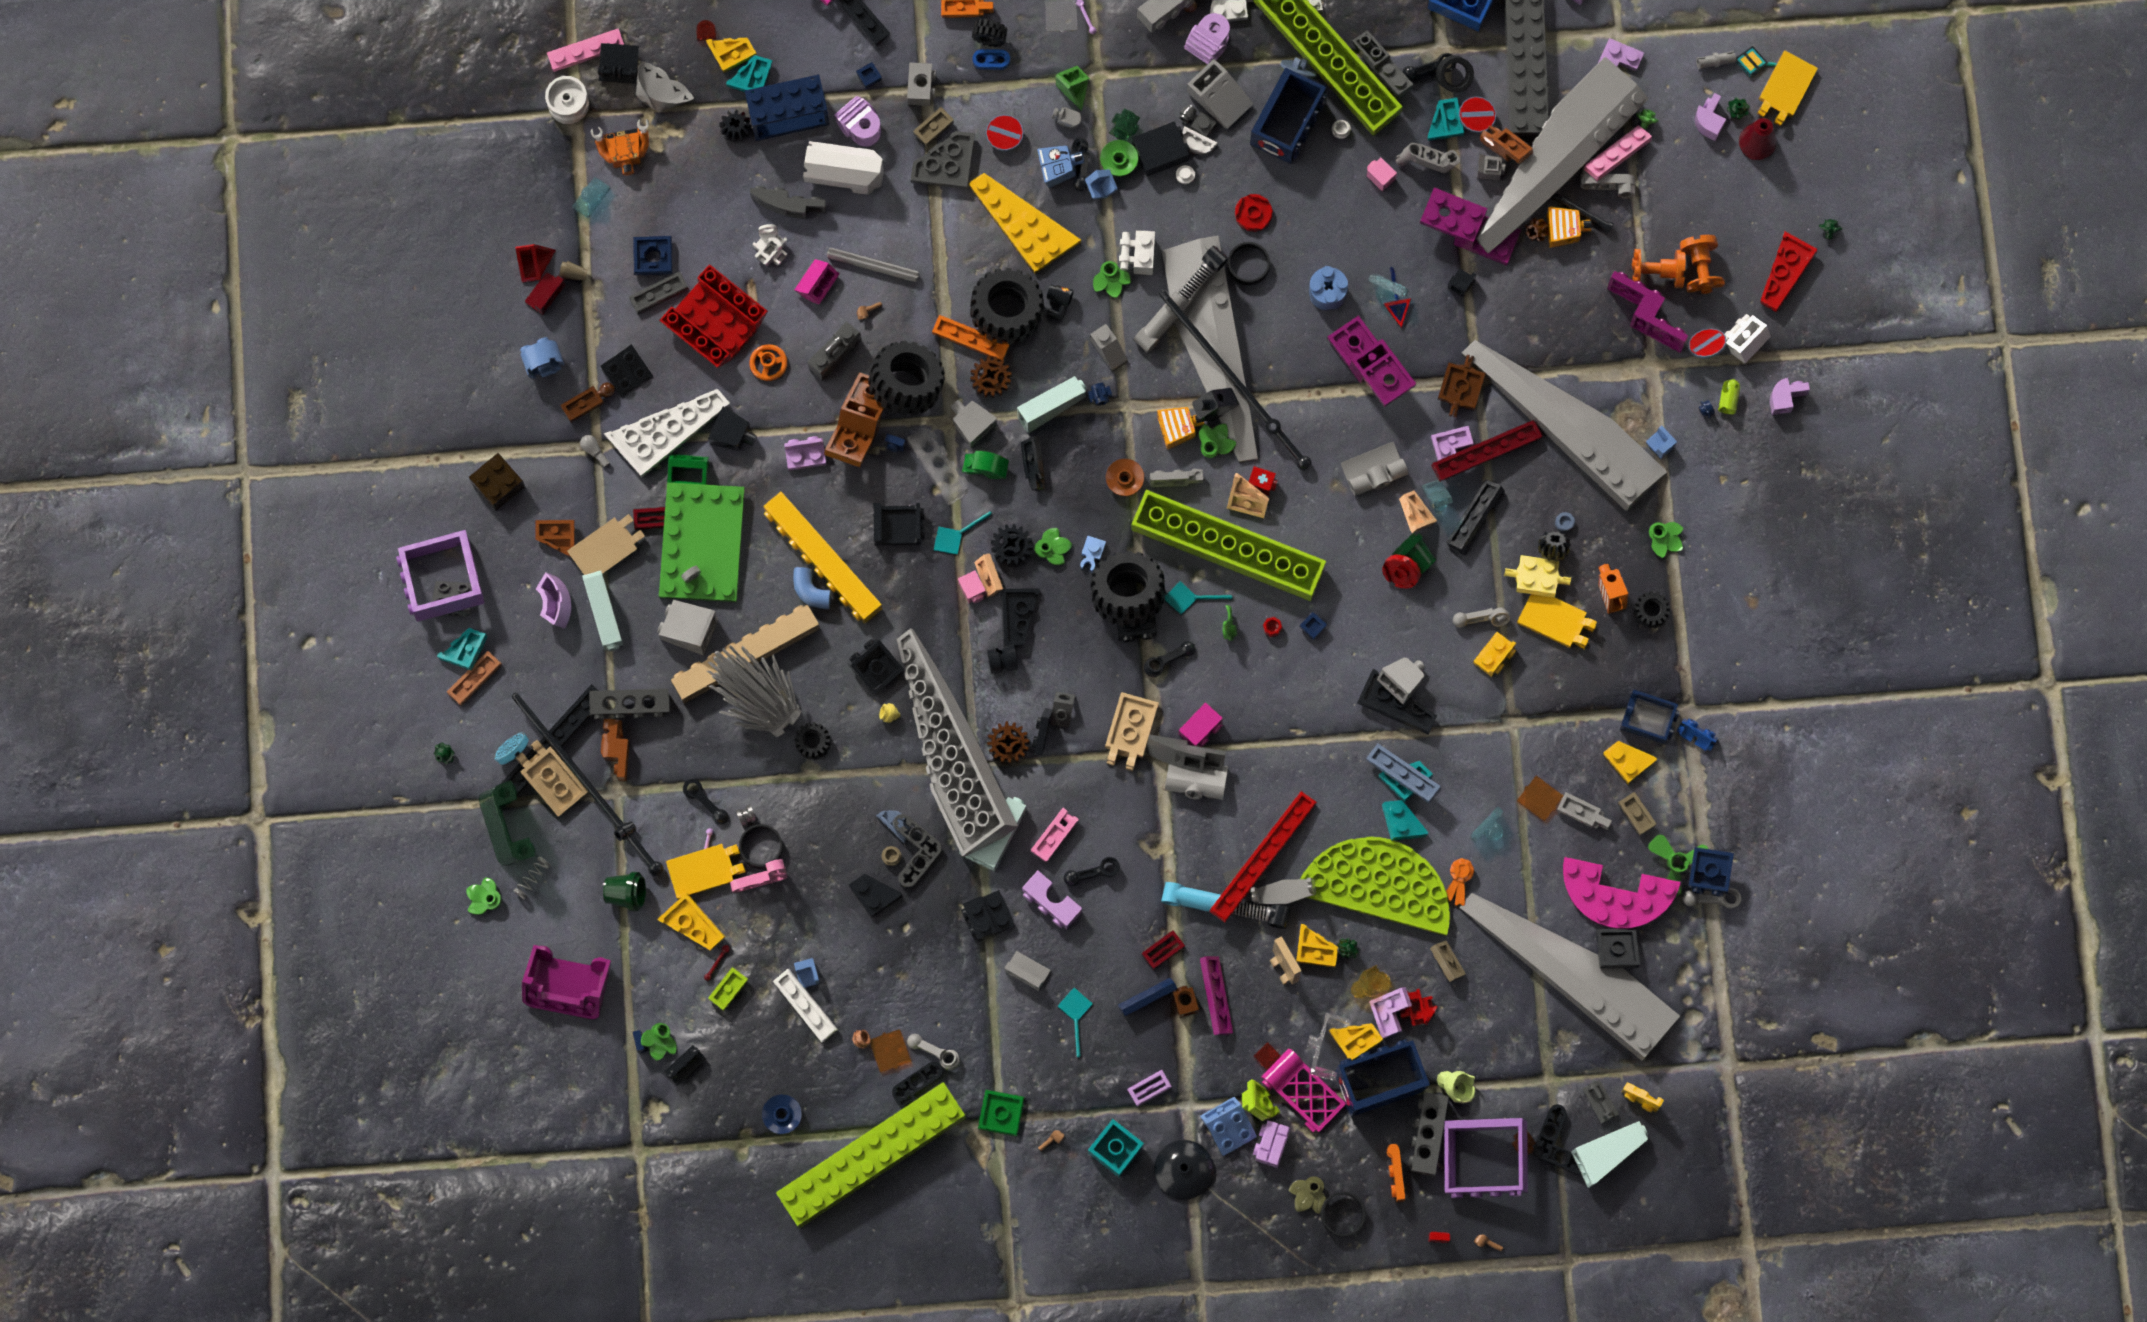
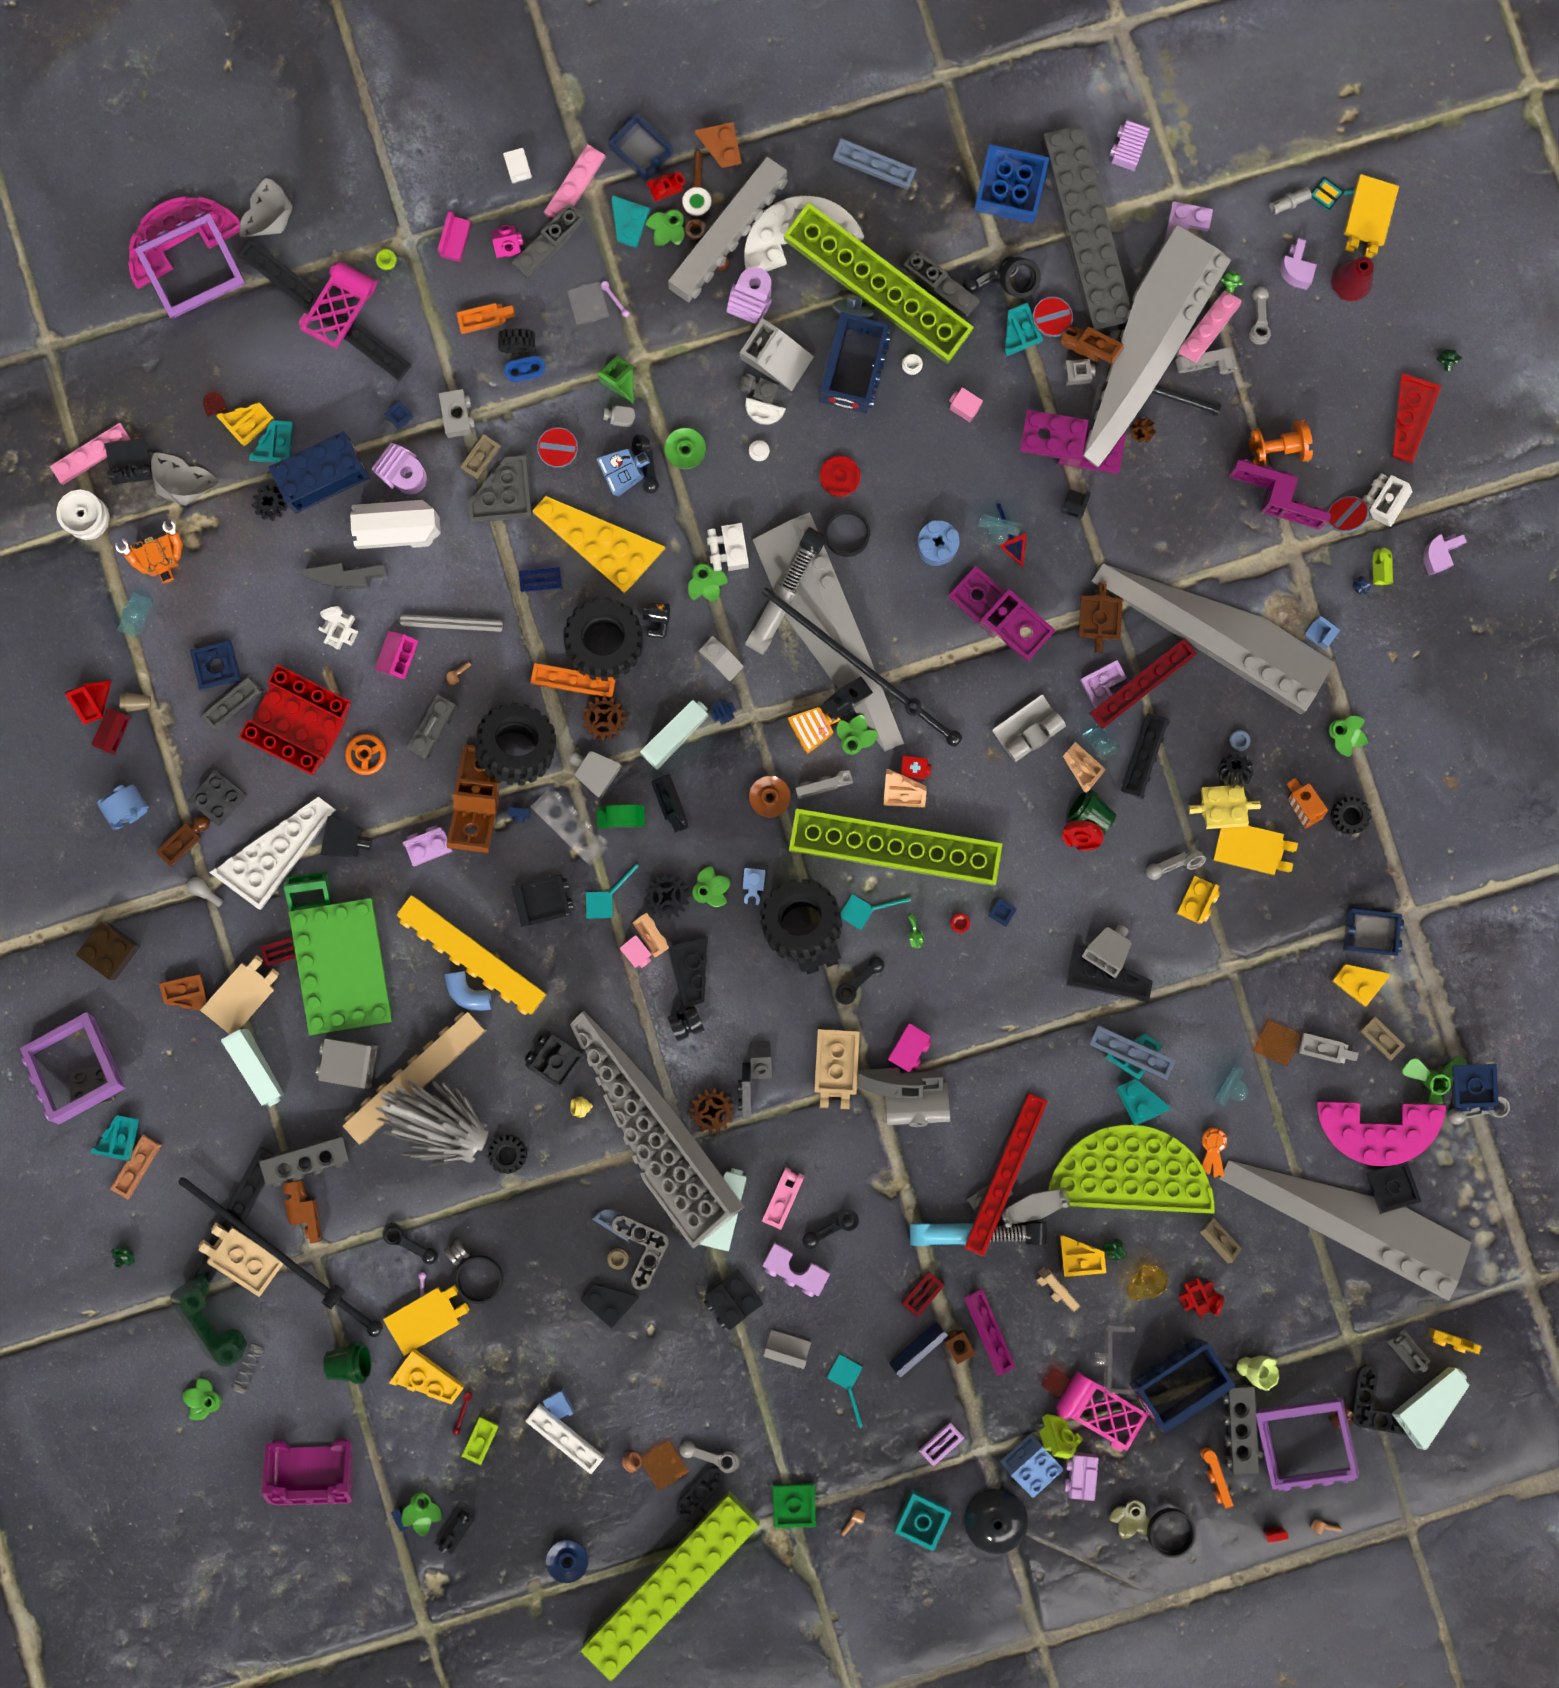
camera: 15 degrees left, 10 degrees up
(510, 747) = (191, 1236): medium azure tile -> none
(555, 600) = (200, 1066): lavender brick -> none
(691, 574) = (337, 1006): light grey tile -> none
(775, 872) = (493, 1313): bright pink beam -> none
(962, 245) = (538, 580): none -> clear blue tile
(1101, 184) = (672, 482): medium blue panel -> none
(1124, 124) = (683, 411): clear green brick -> none
(1161, 148) = (727, 428): black brick -> none
(1356, 1039) = (1144, 1345): yellow wing -> none
(1385, 1011) = (1168, 1308): lavender plate -> none
(1418, 154) = (1000, 374): light grey beam -> none
(1565, 226) = (1171, 419): light orange torso -> none
(1670, 136) = (1260, 295): none -> light grey piece
(1691, 729) = (1419, 934): blue hinge -> none
(1700, 256) = (1322, 422): orange piece -> none
(1738, 108) = (1324, 249): dark green plant -> none

